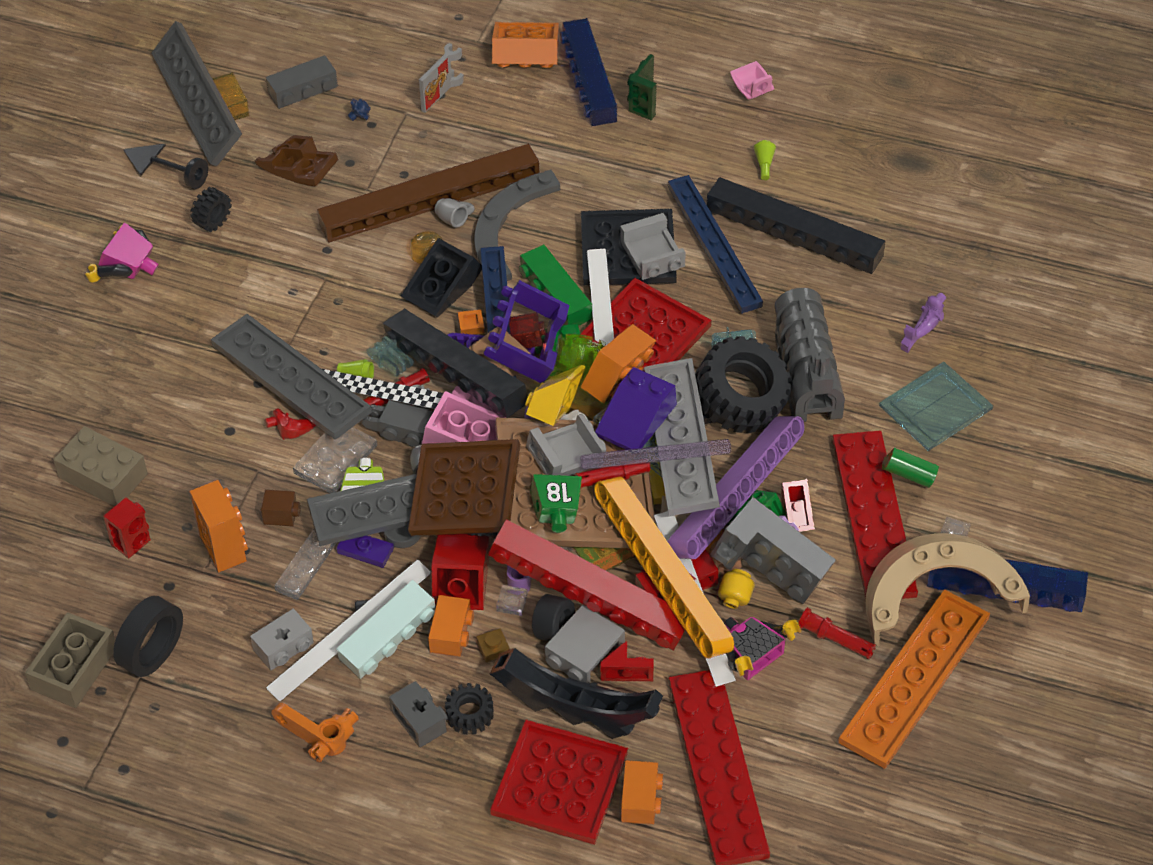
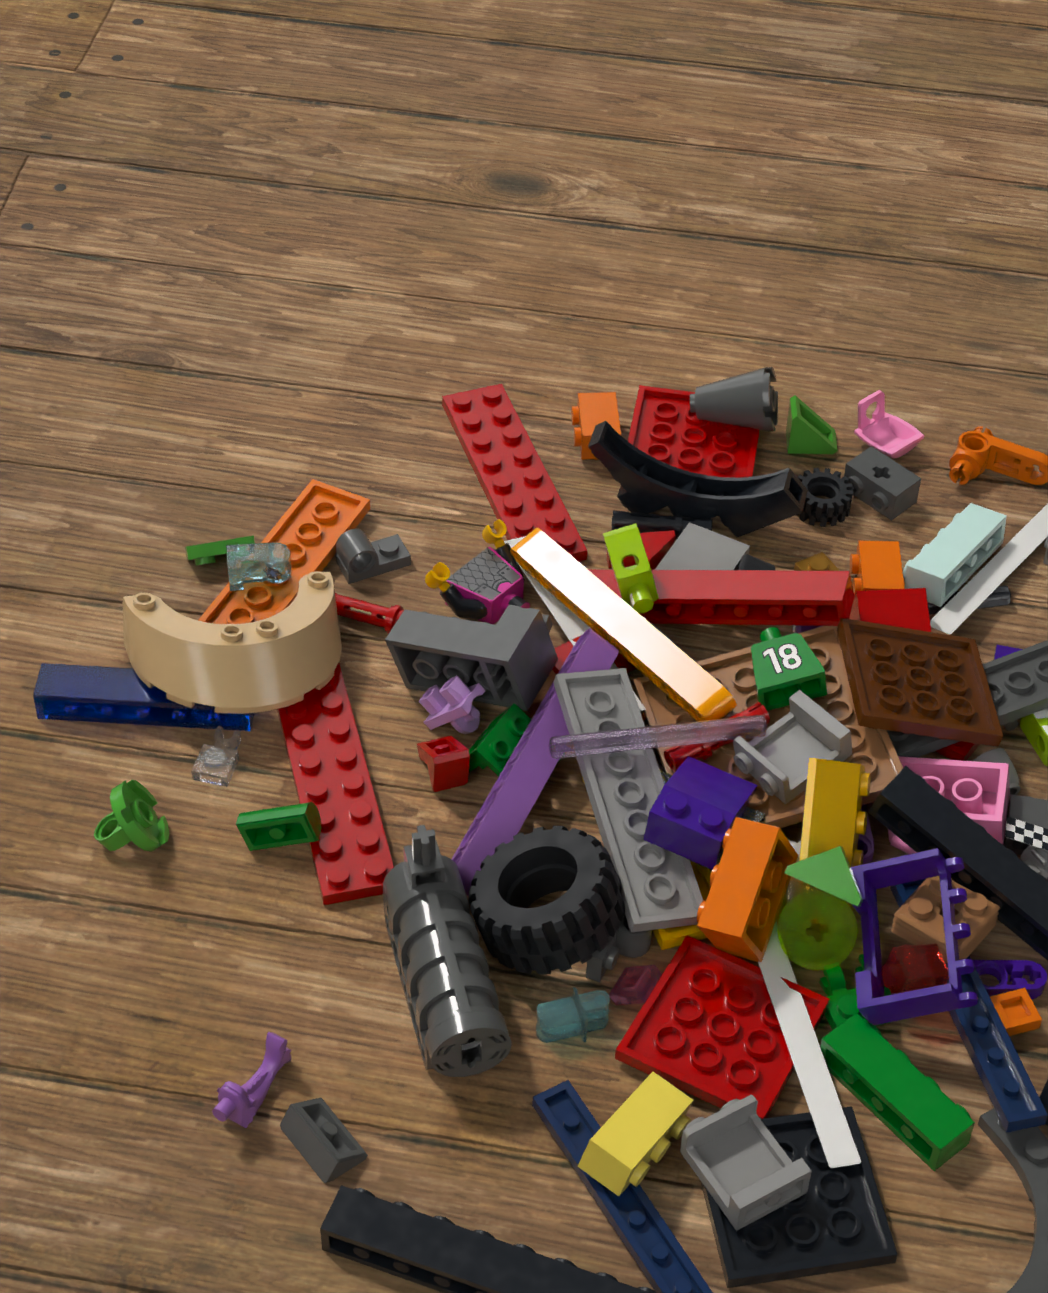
camera: 170 degrees right, 5 degrees down
(394, 761) = (884, 431): none -> bright pink piece
(460, 775) = (808, 431): none -> bright green slope
(519, 779) = (739, 400): none -> dark grey cone
(573, 349) = (829, 873): none -> bright green slope
(652, 577) = (636, 581): none -> lime torso
(692, 351) = (635, 985): none -> clear pink tile
(708, 268) = (636, 1134): none -> light yellow brick
(844, 690) = (365, 559): none -> dark grey plate
(881, 303) = (321, 1139): none -> dark grey slope
(930, 667) = (257, 564): none -> clear light blue leg
(936, 406) = (233, 960): clear light blue piece -> none
(960, 705) = (206, 552): none -> bright green plate
(1006, 479) = (132, 819): none -> bright green tile

